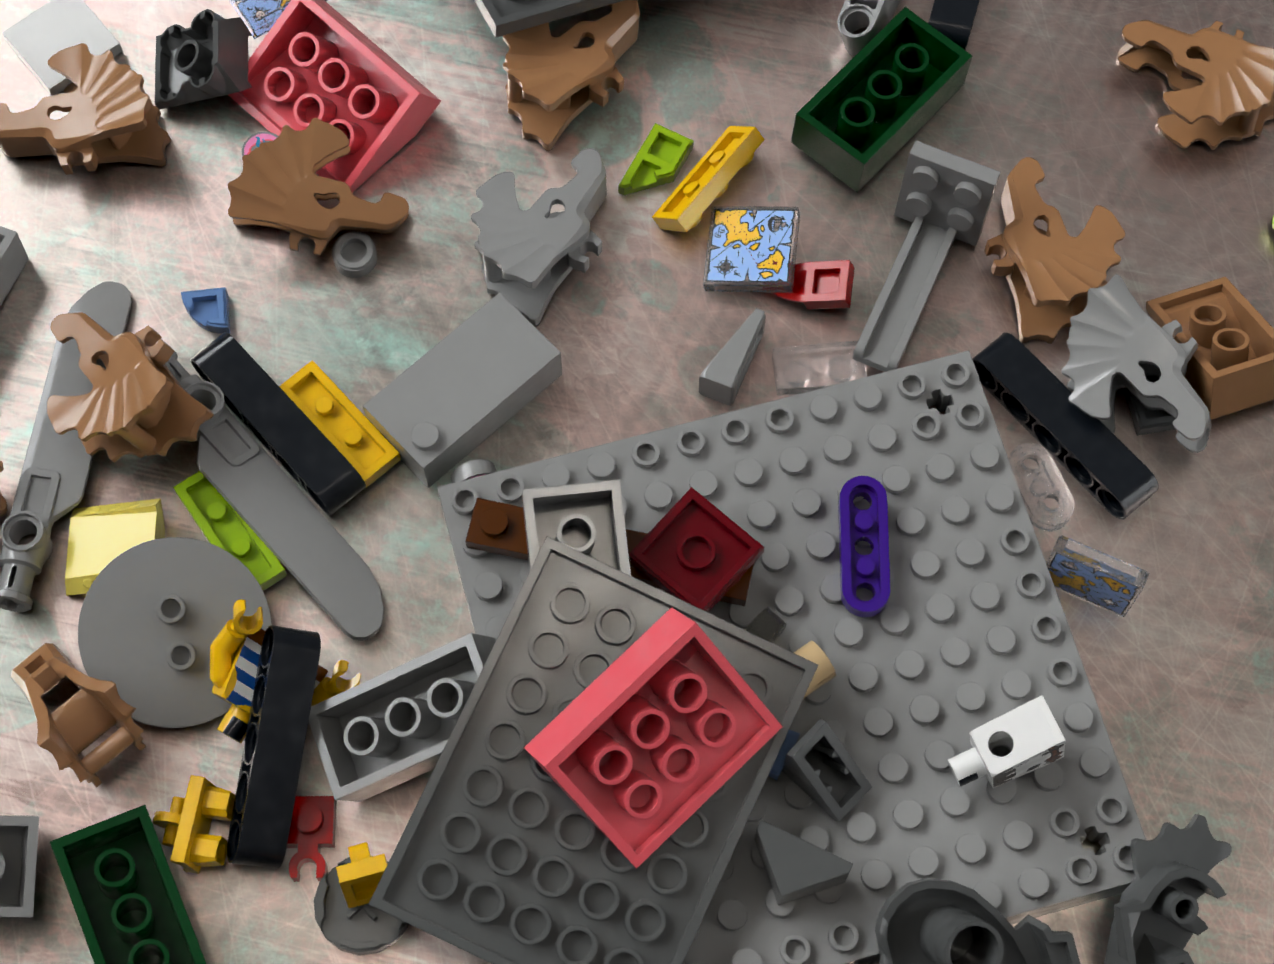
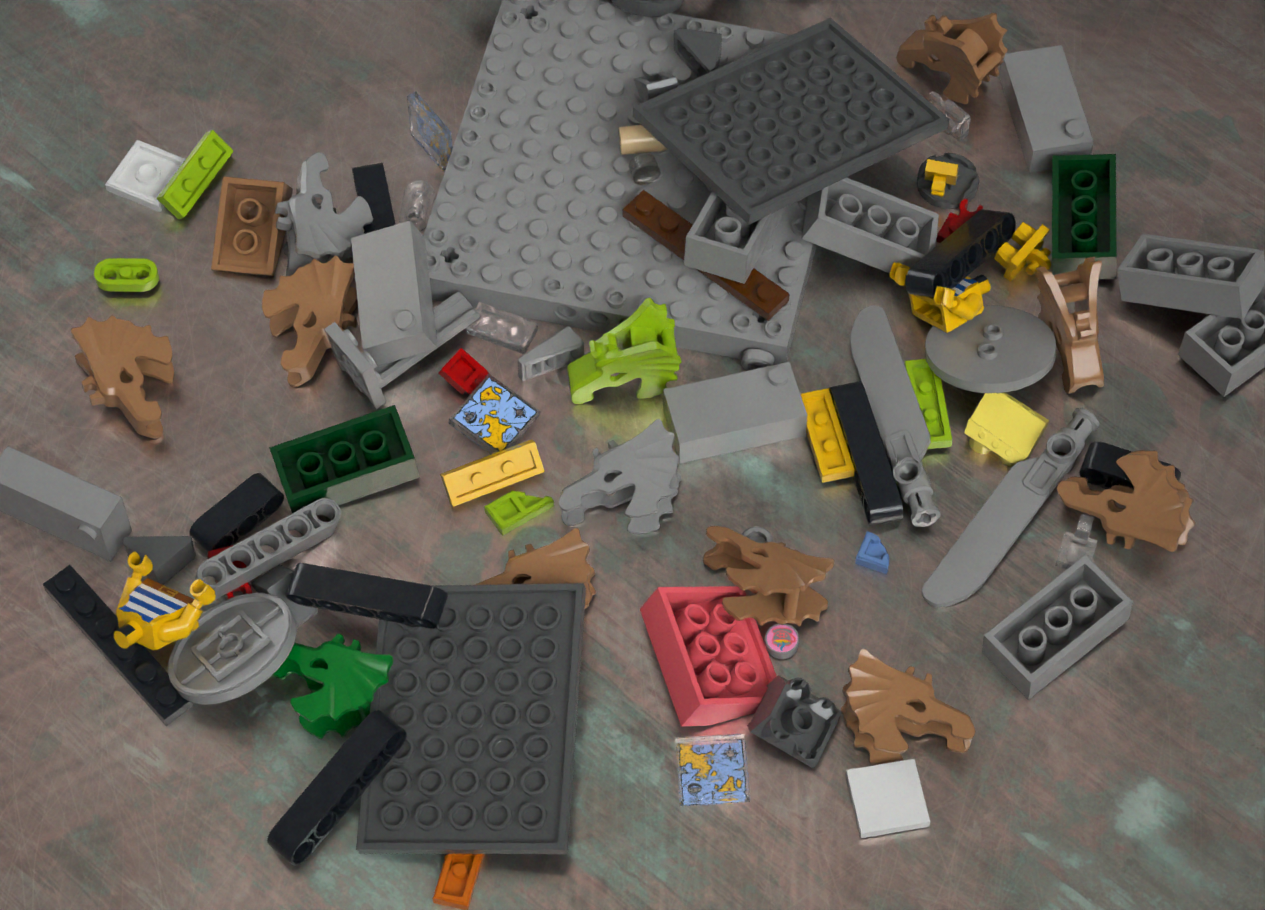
camera: 150 degrees left, 10 degrees down
(133, 401) = (955, 466): medium nougat animal -> none
(597, 357) = (635, 349): none -> lime animal
(654, 736) = (751, 108): coral slope -> none
(696, 552) = (657, 215): dark red tile -> none
(866, 525) = (555, 180): dark purple plate -> none
(965, 297) = (394, 293): none -> light grey brick
(1026, 731) = (547, 47): white torso -> none

